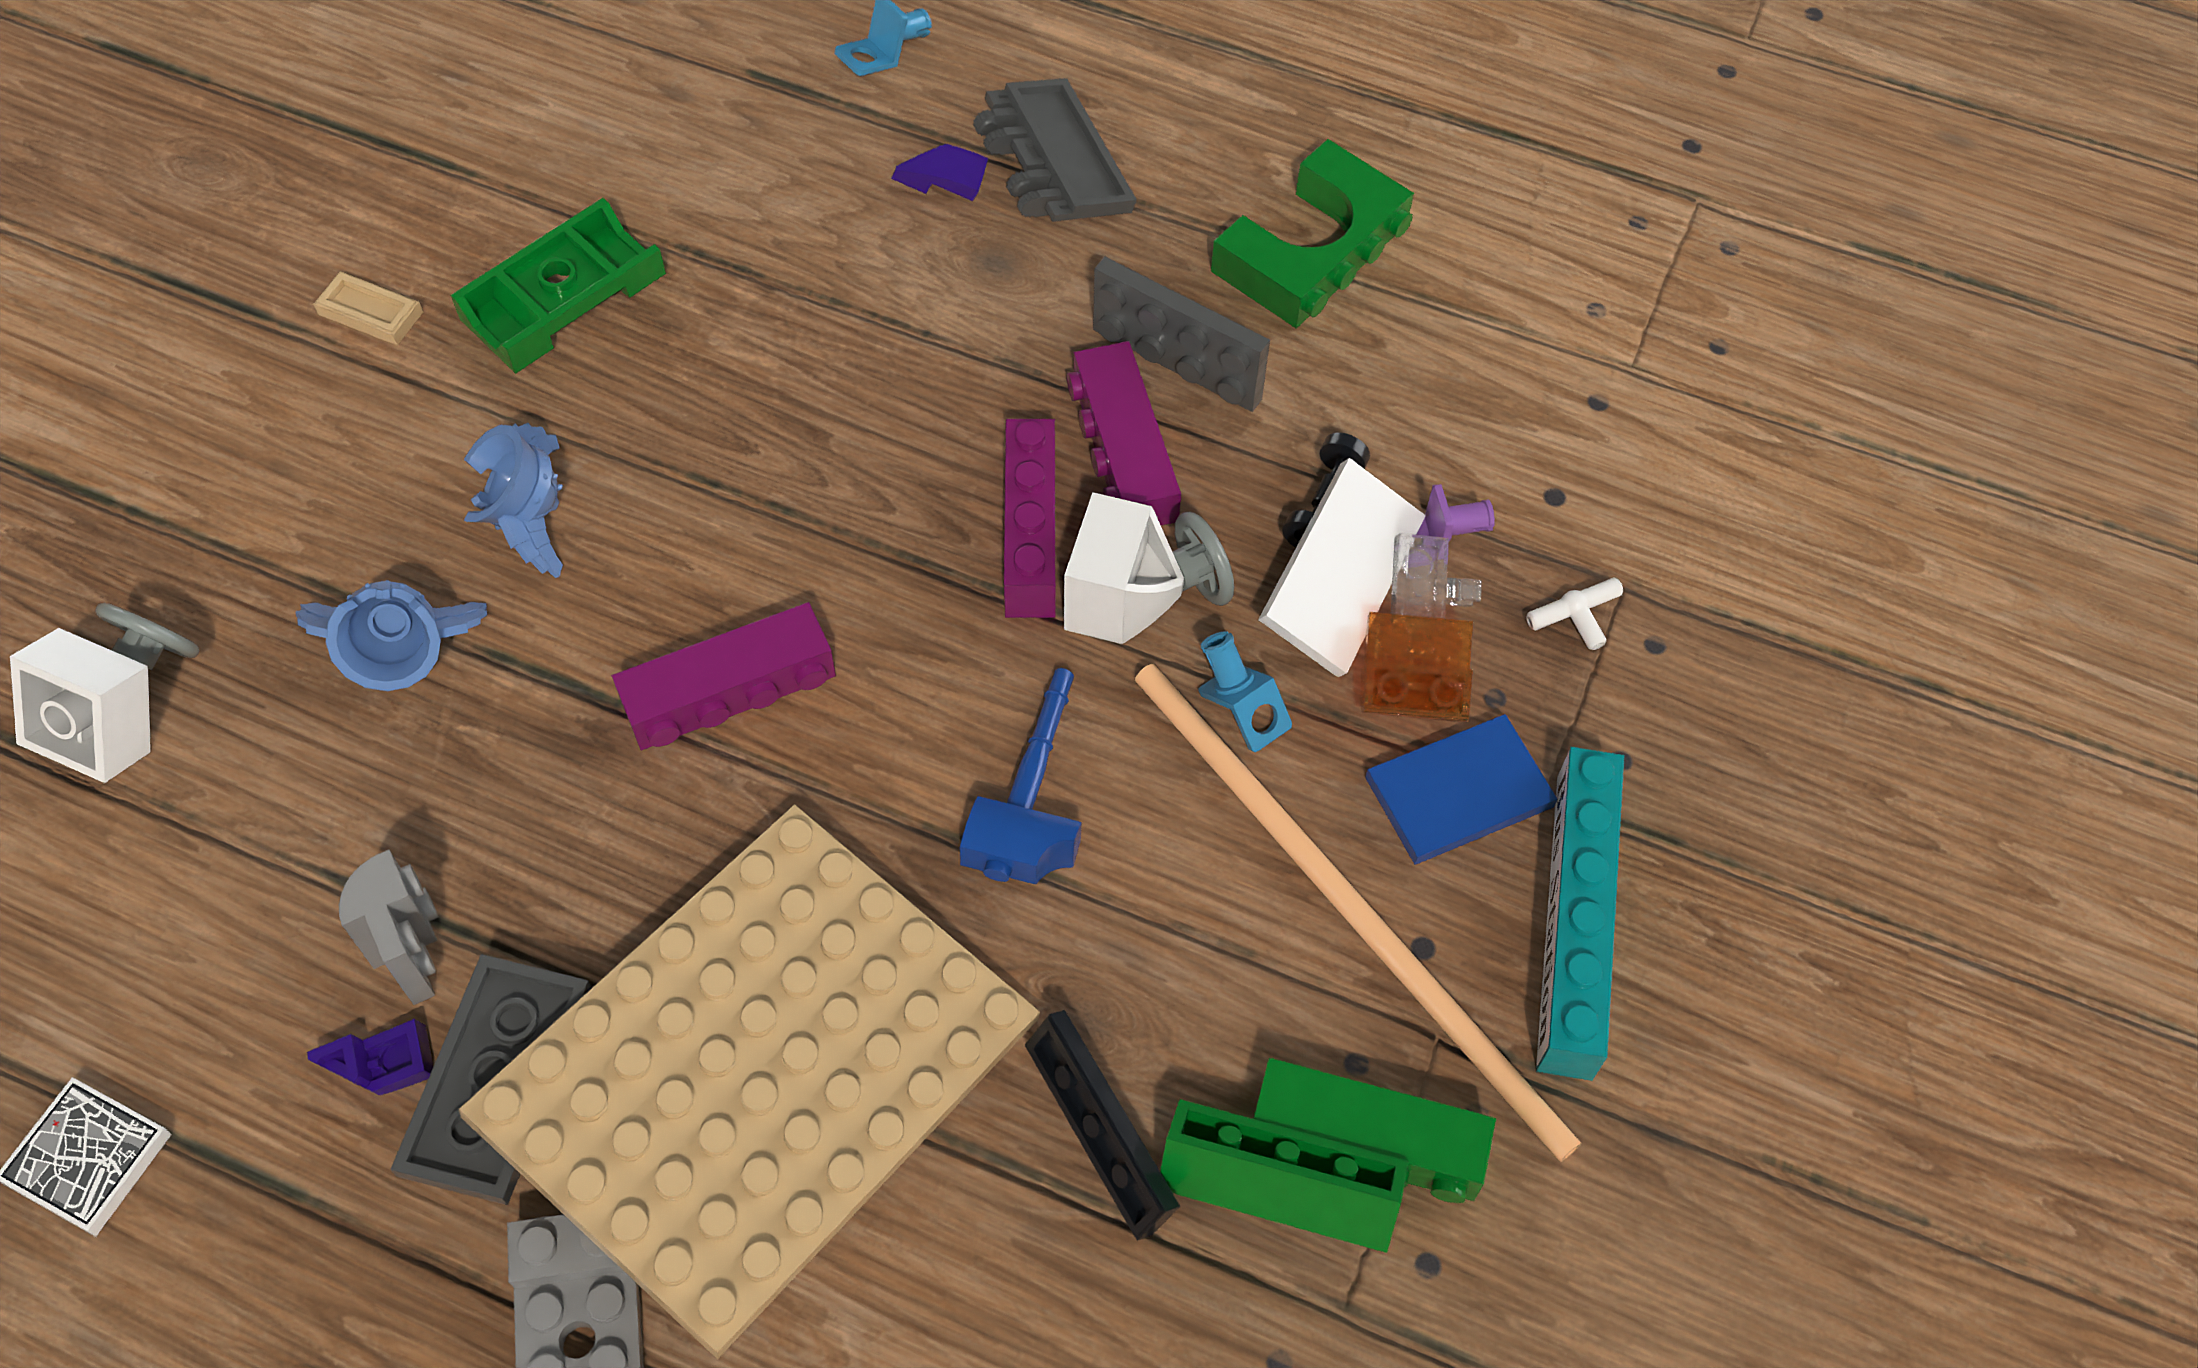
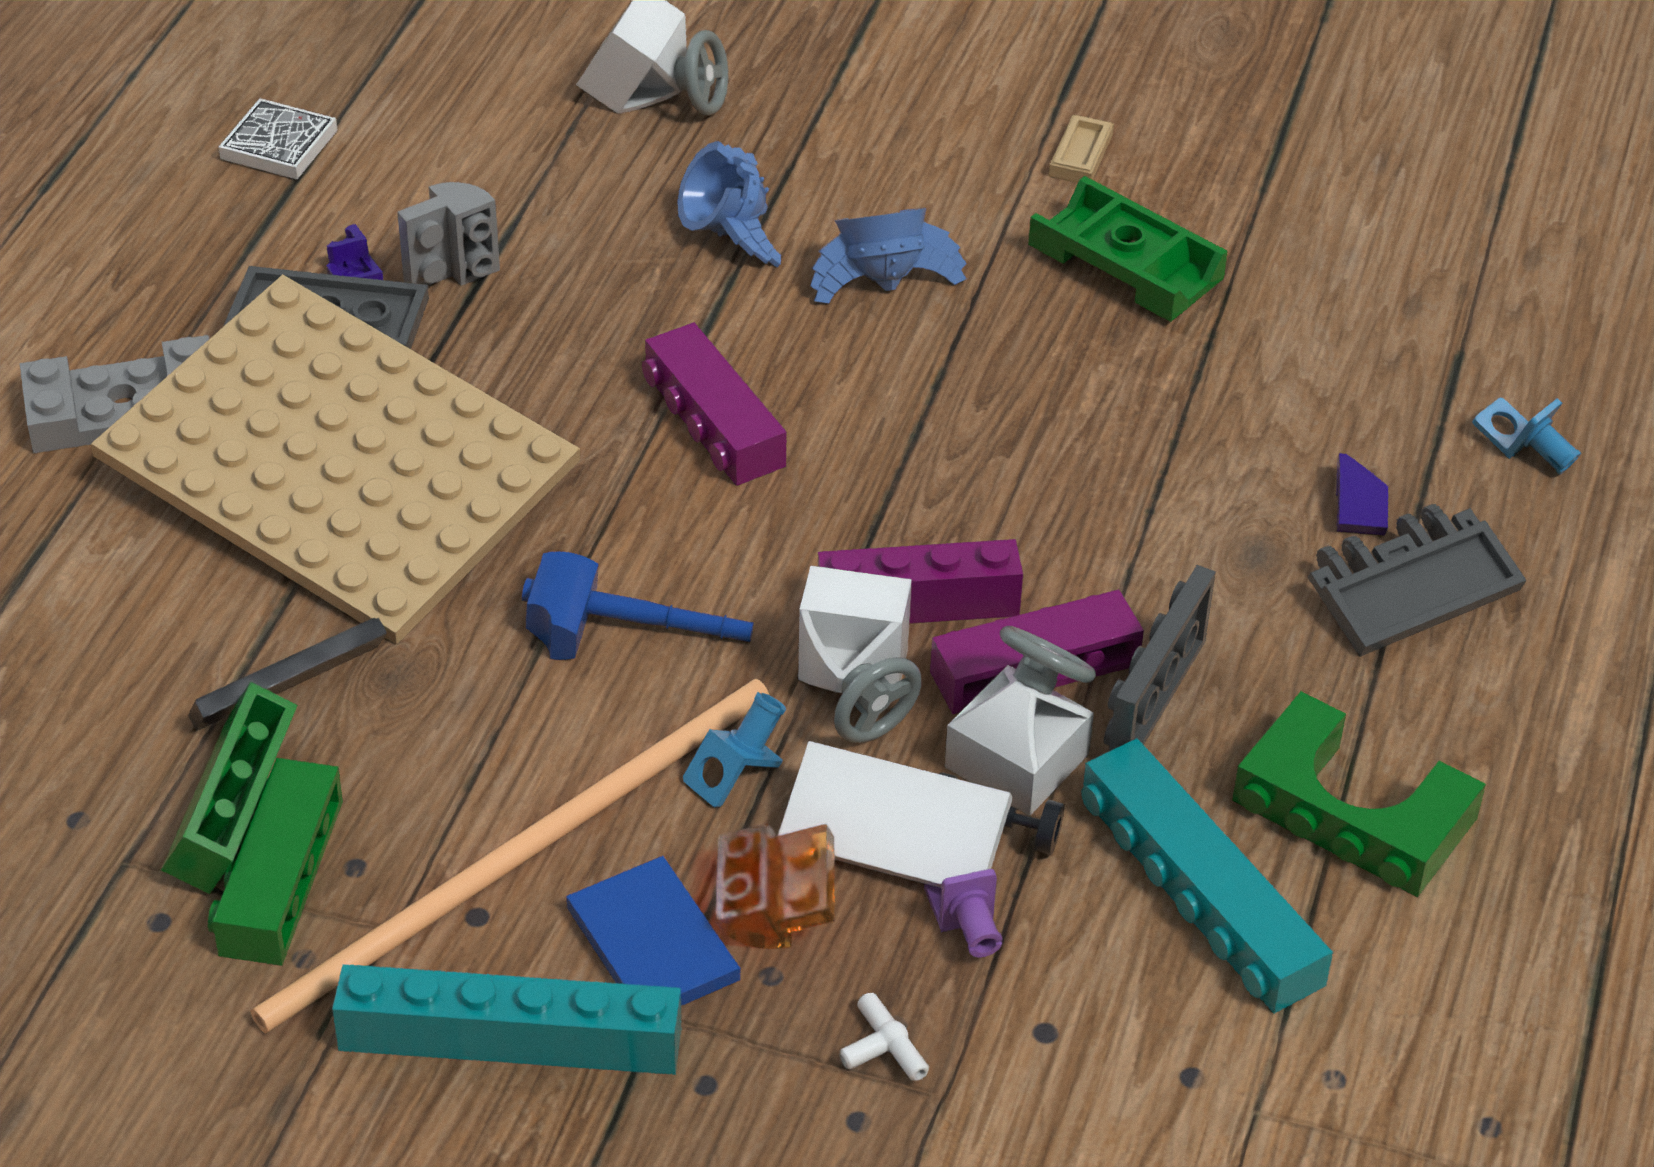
camera: 85 degrees right, 15 degrees down
(1242, 453) = (1021, 730): none -> white piece
(1399, 351) = (1206, 876): none -> teal brick
(1421, 578) = (882, 888): clear plate -> none

